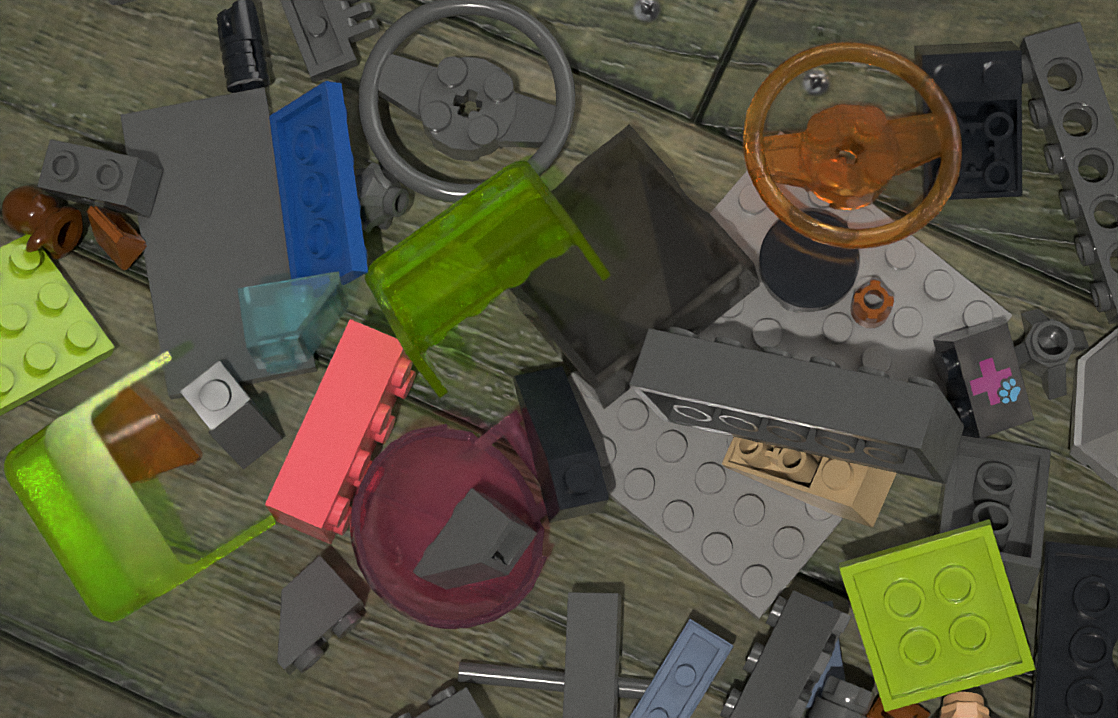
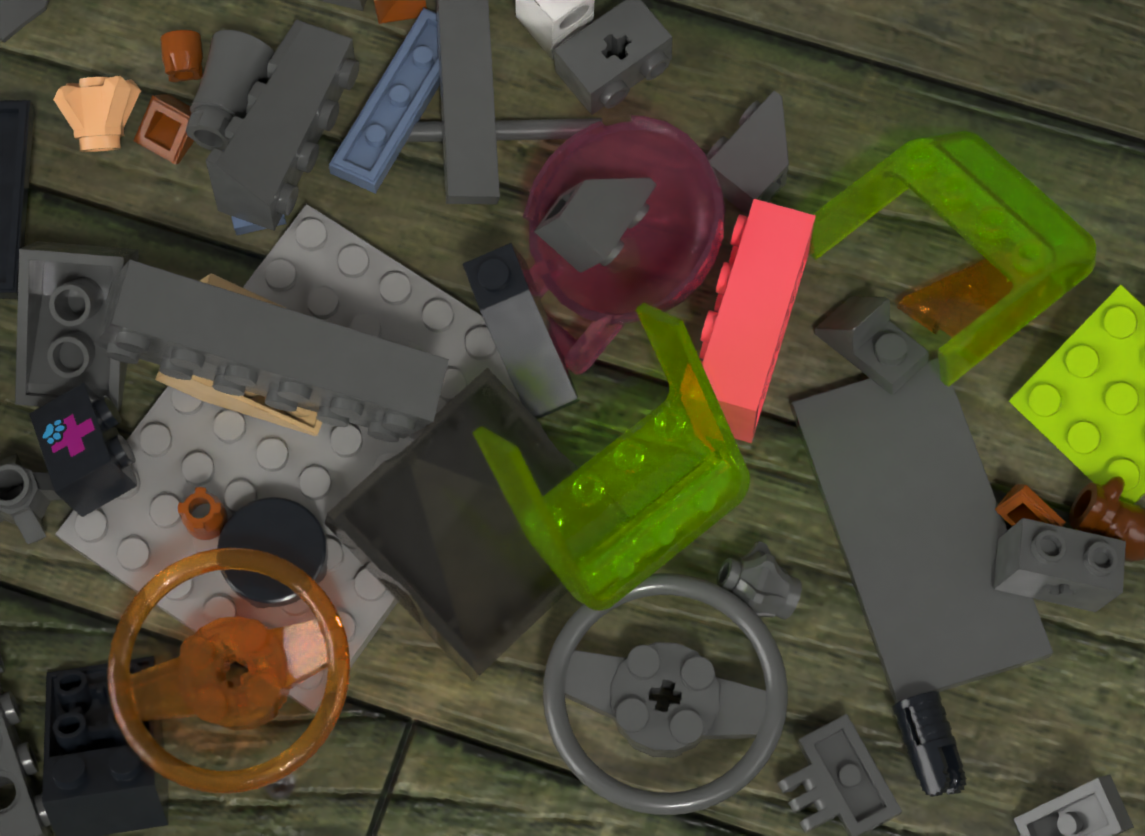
camera: 175 degrees right, 5 degrees down
(290, 318) = (826, 420): clear light blue slope -> none
(318, 185) = (814, 569): blue plate -> none
(937, 615) = (123, 197): lime plate -> none

